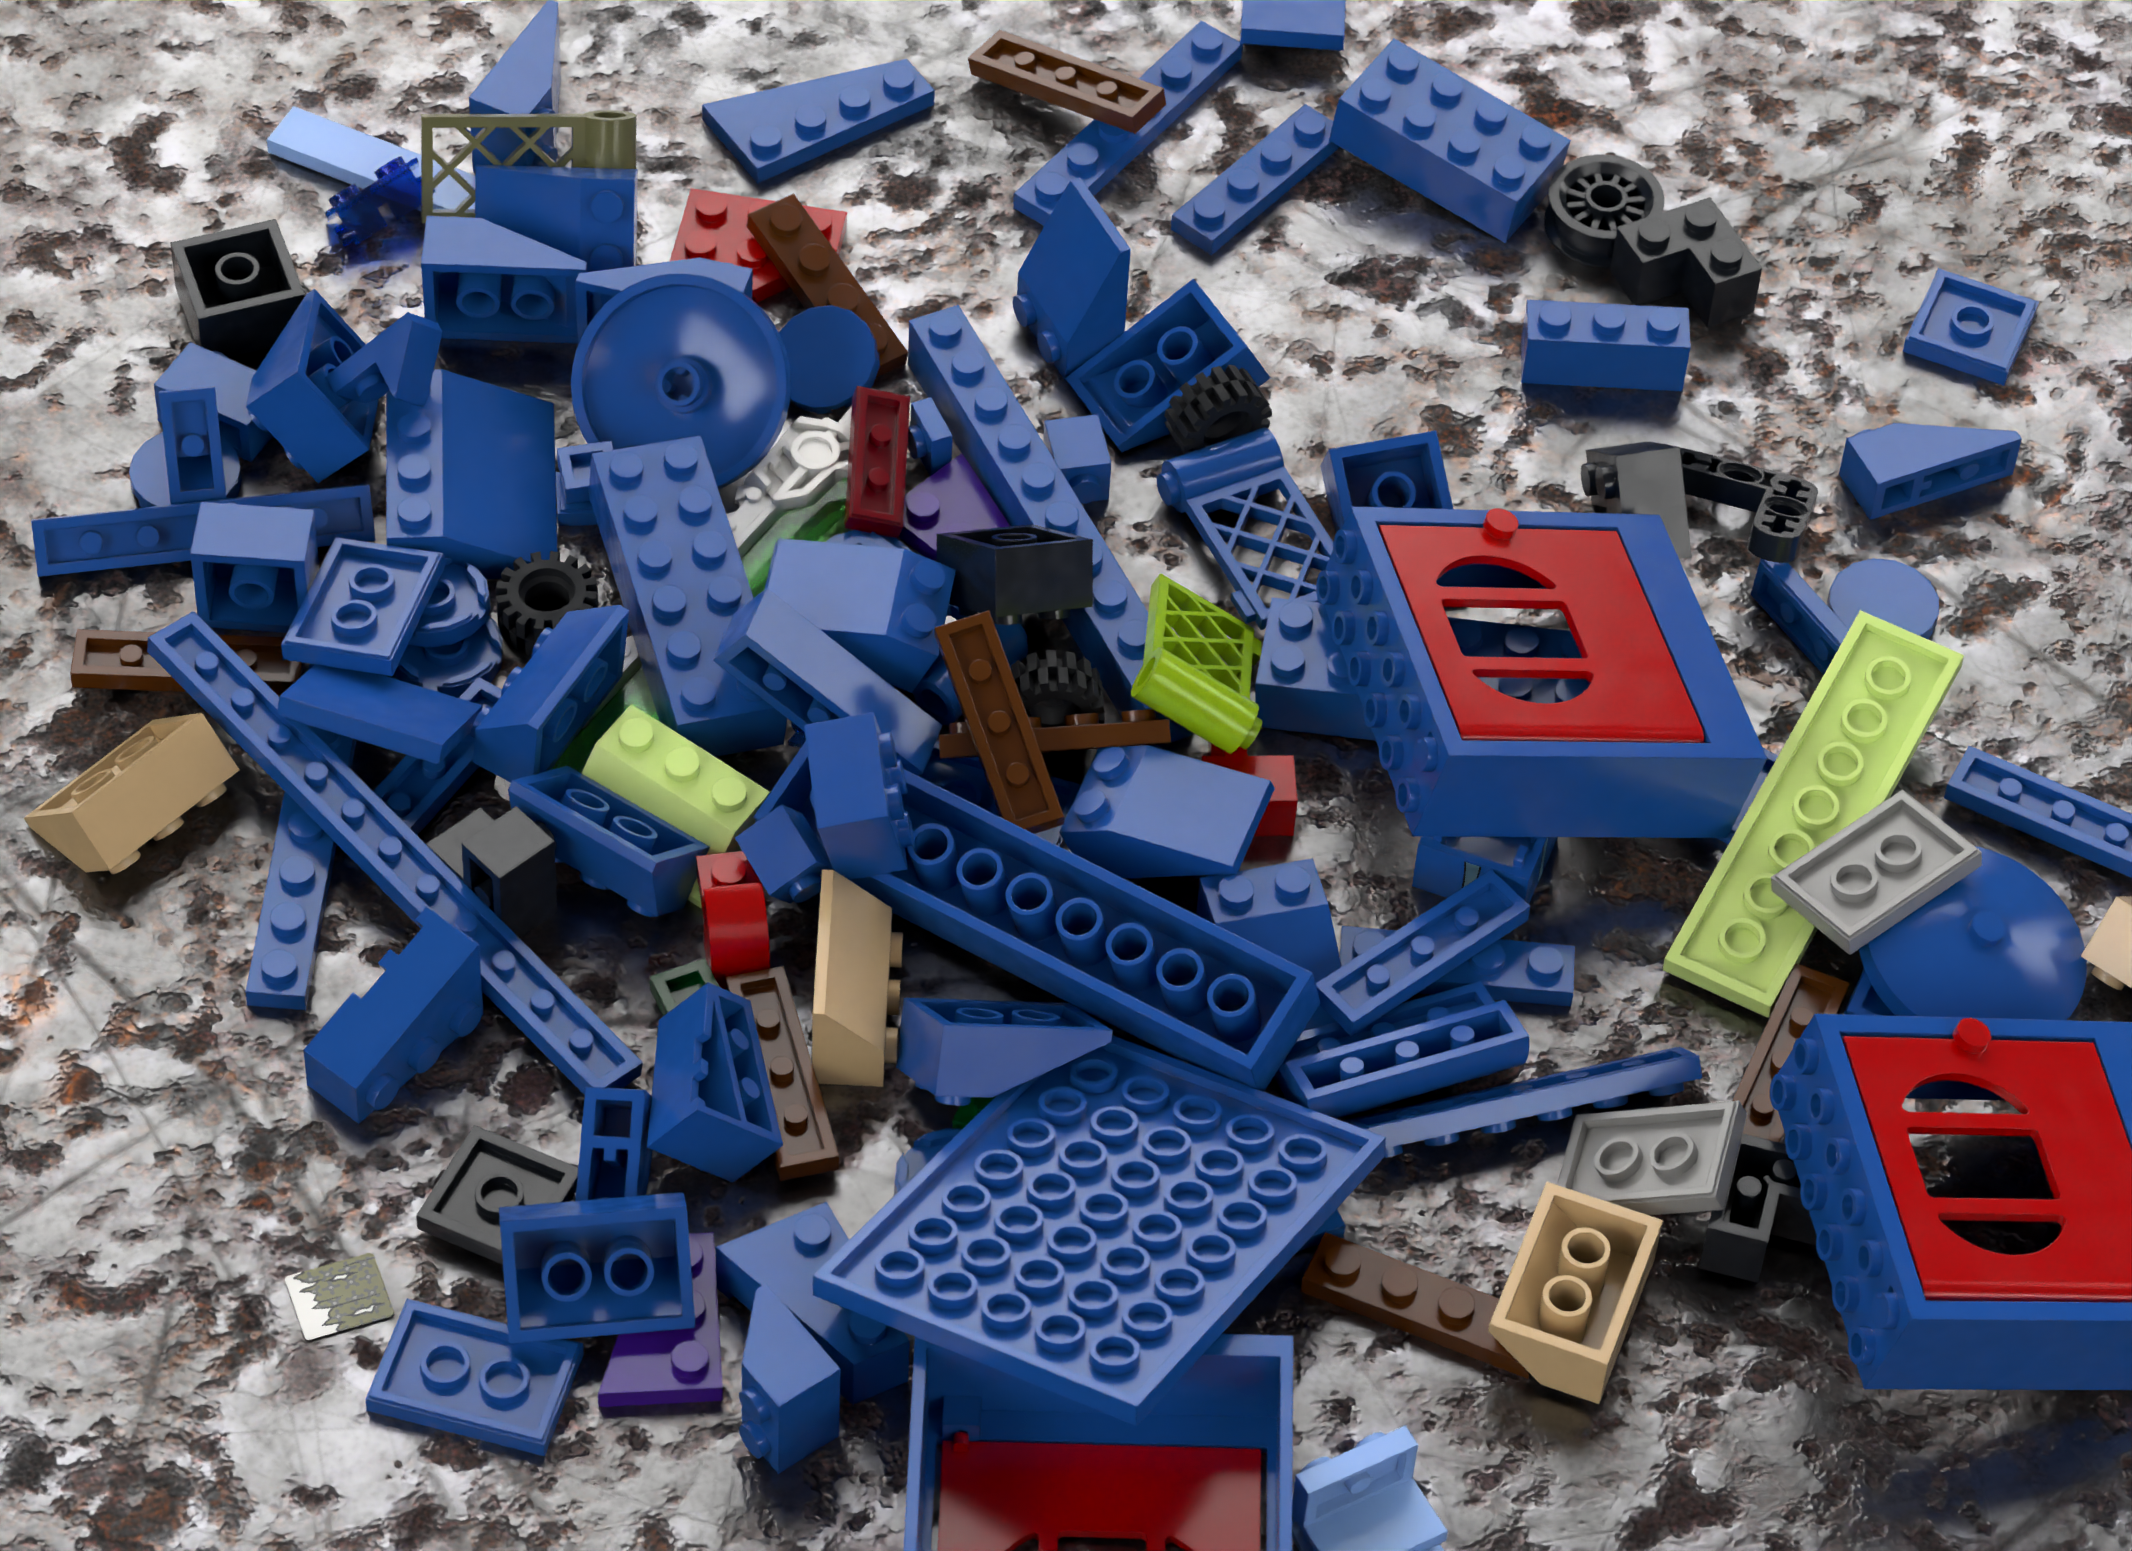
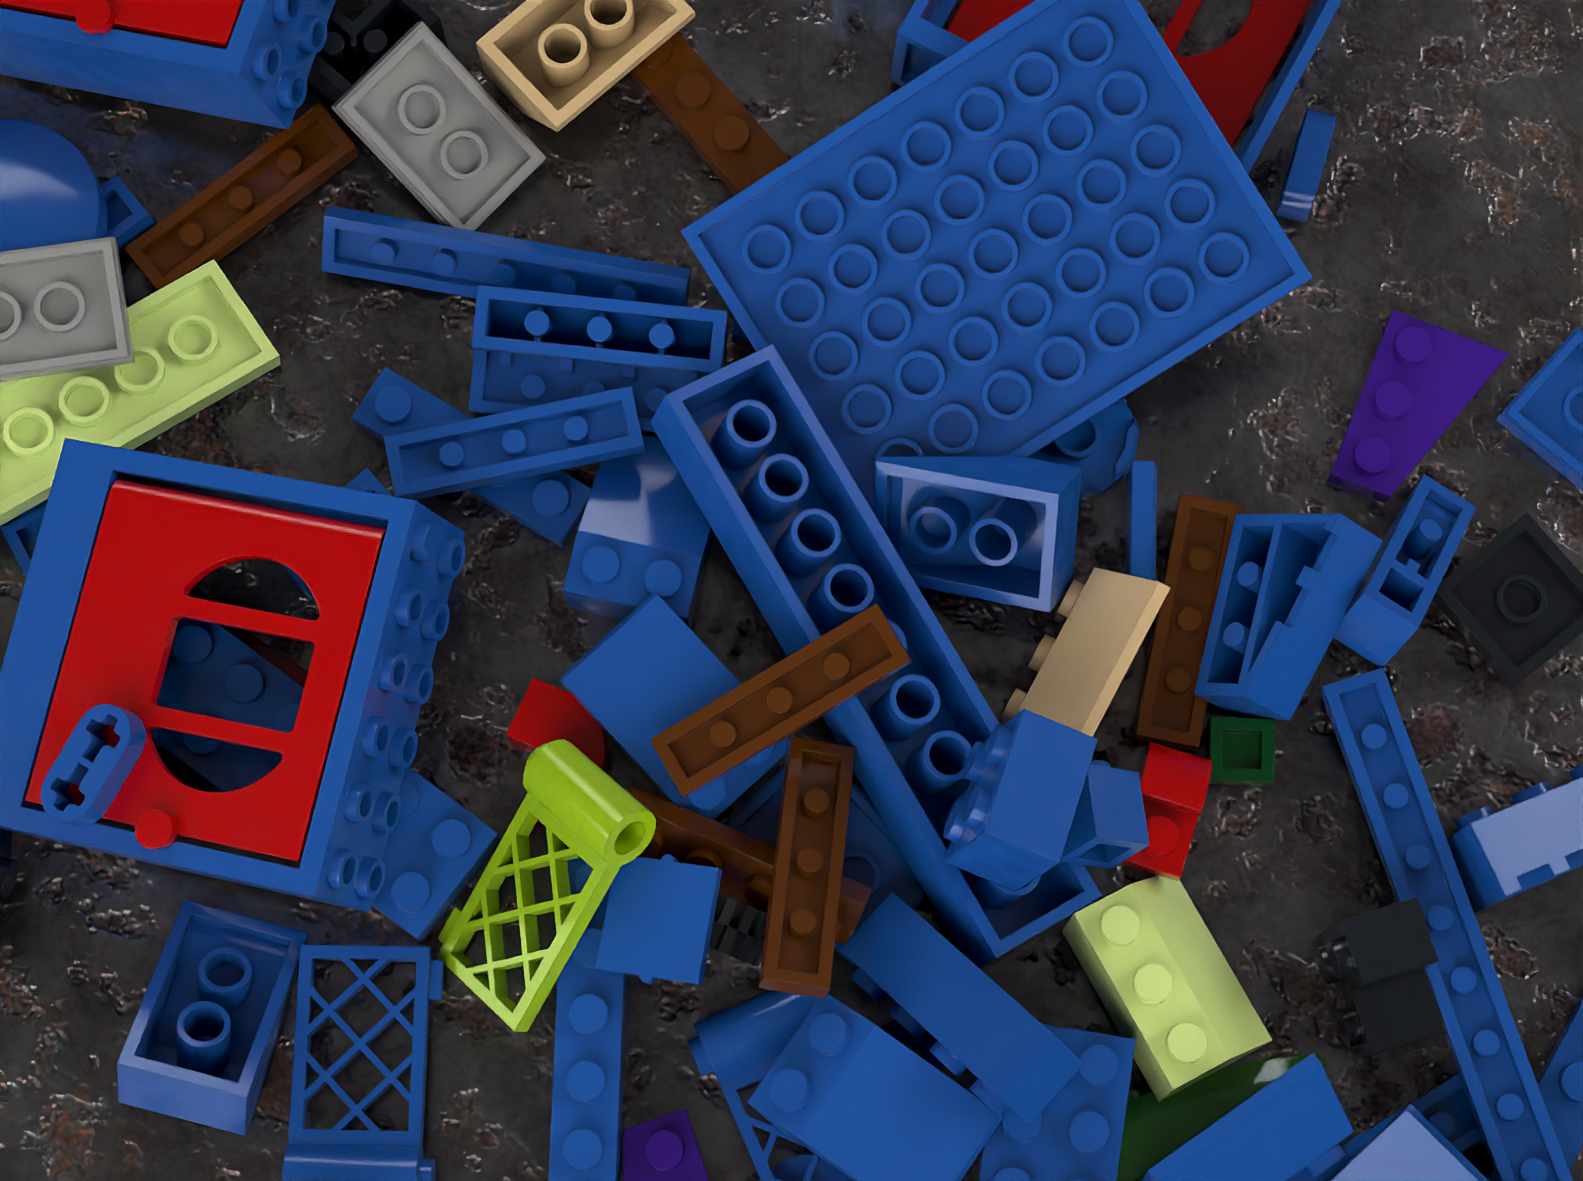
camera: 150 degrees left, 25 degrees up
(597, 1267) = (1475, 454): blue slope -> none
(611, 839) = (1260, 948): blue slope -> none
(786, 1258) = (1281, 375): blue wedge -> none
(786, 1386) = (1350, 250): blue slope -> none
(860, 1119) = (1140, 520): none -> blue tile
(863, 1475) = (1306, 165): none -> blue beam
(1018, 572) = (678, 1081): black brick -> none
(1083, 804) = (781, 700): none -> reddish brown plate
(1090, 653) = (659, 920): none -> blue piece
(1567, 547) = (93, 765): none -> blue beam

